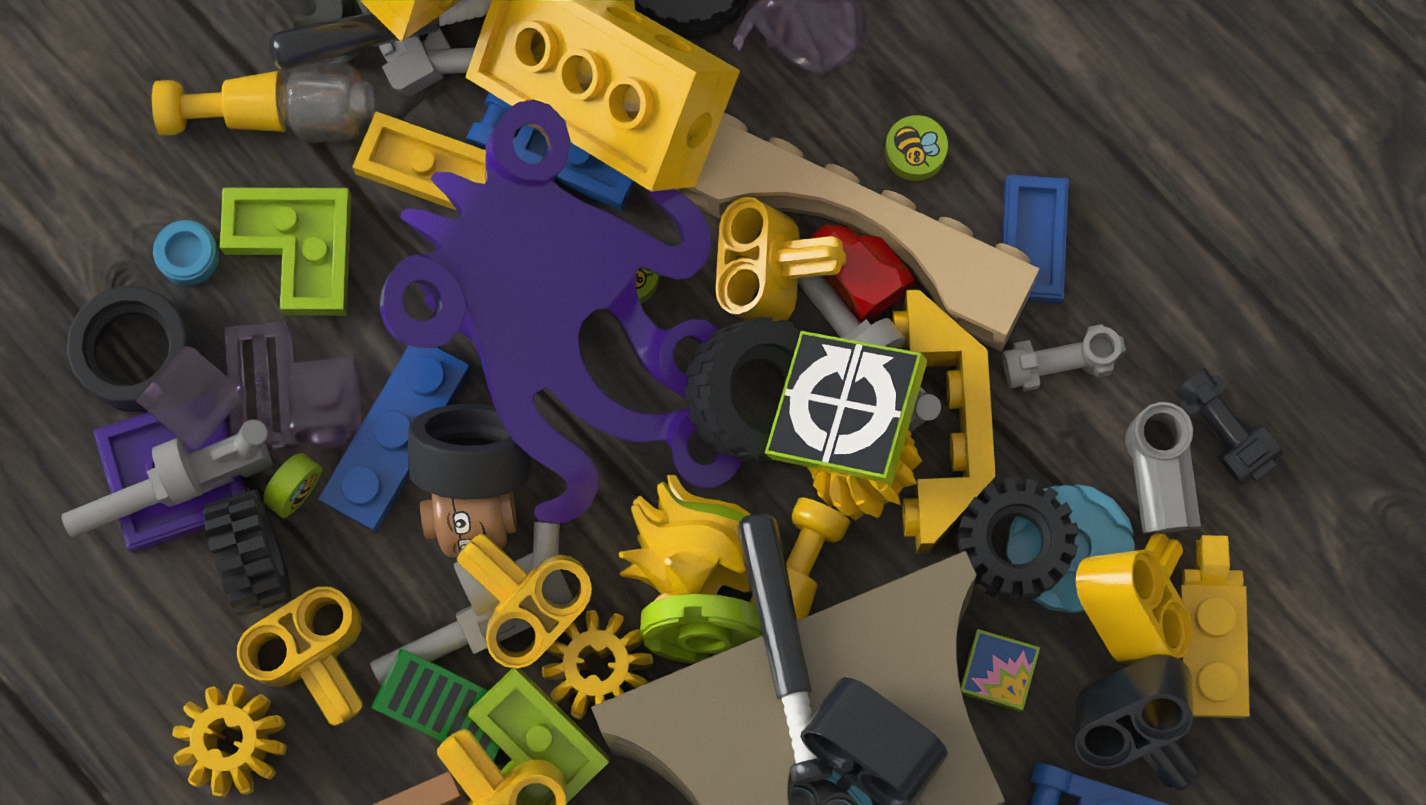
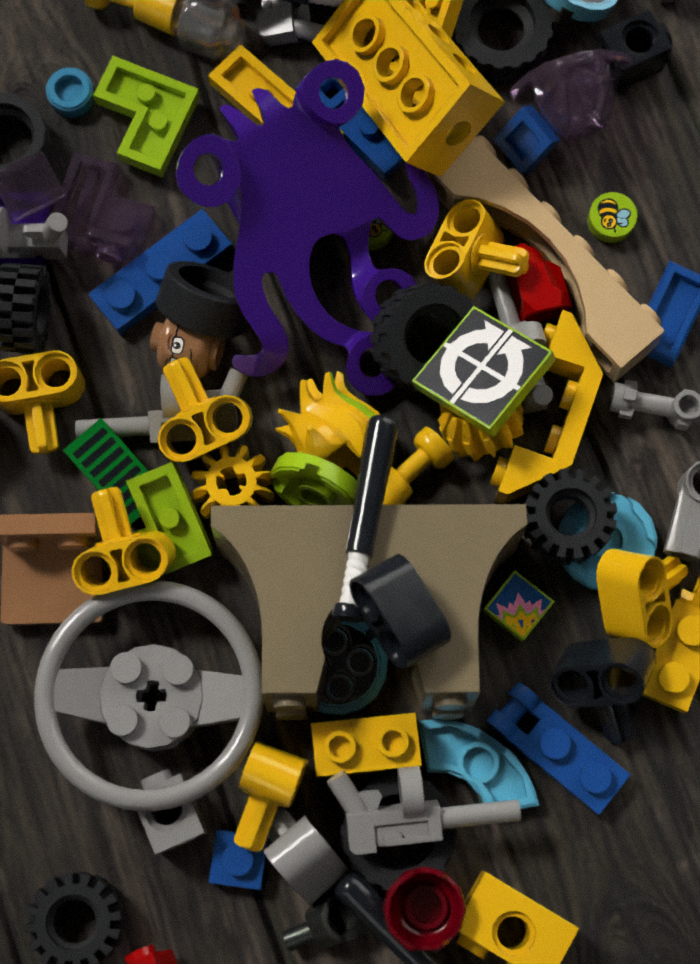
camera: 20 degrees right, 0 degrees up
(292, 484) = (74, 276): lime tile -> none
(775, 93) = (526, 139): none -> blue plate

